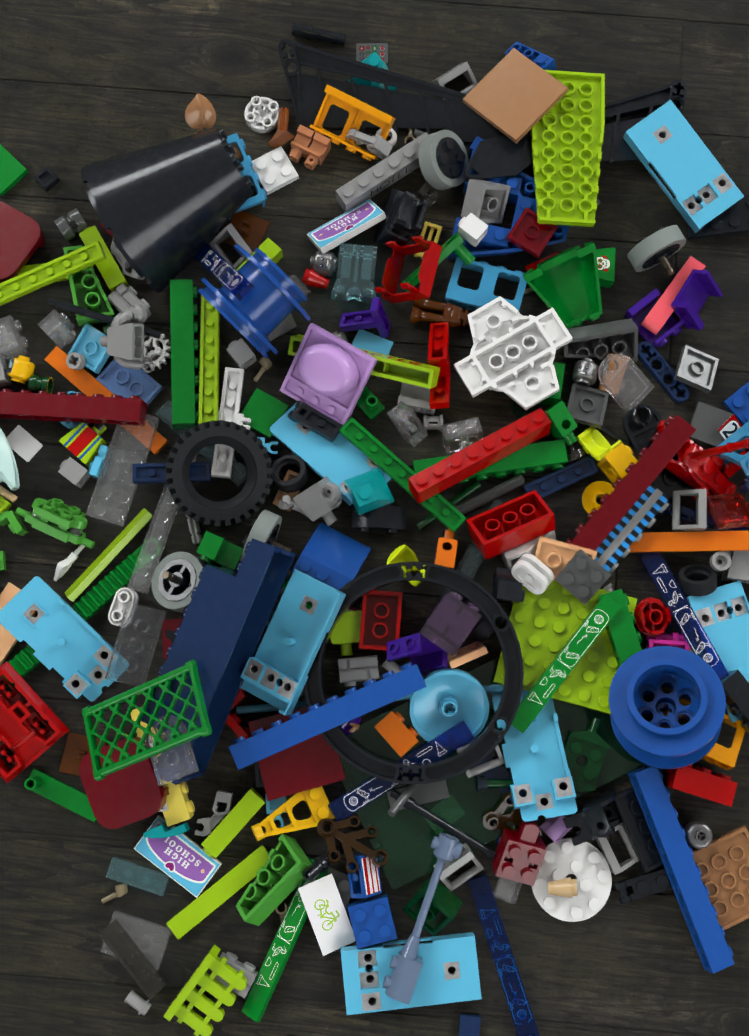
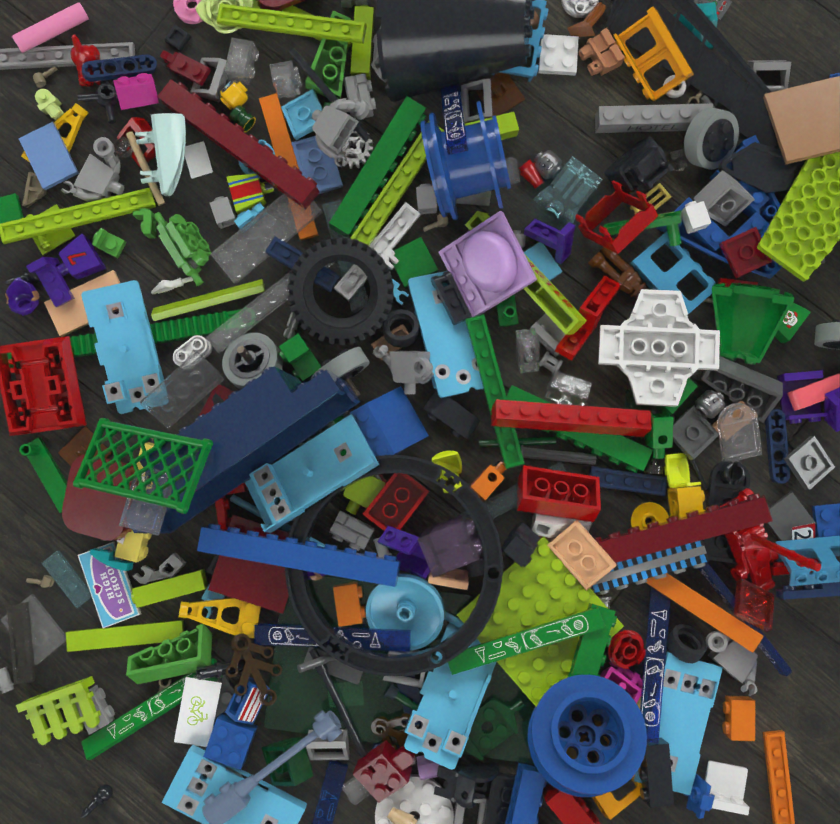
camera: 35 degrees right, 5 degrees up
(71, 358) = (286, 121): light grey bush -> none
(346, 226) = (588, 144): tile -> none
(368, 491) = (457, 387): teal slope -> none
(375, 144) = (660, 87): light grey piece -> none
(532, 573) = (548, 548): white brick -> none
(583, 576) = (589, 578): dark grey plate -> none
(701, 509) = (730, 587): light grey tile -> none

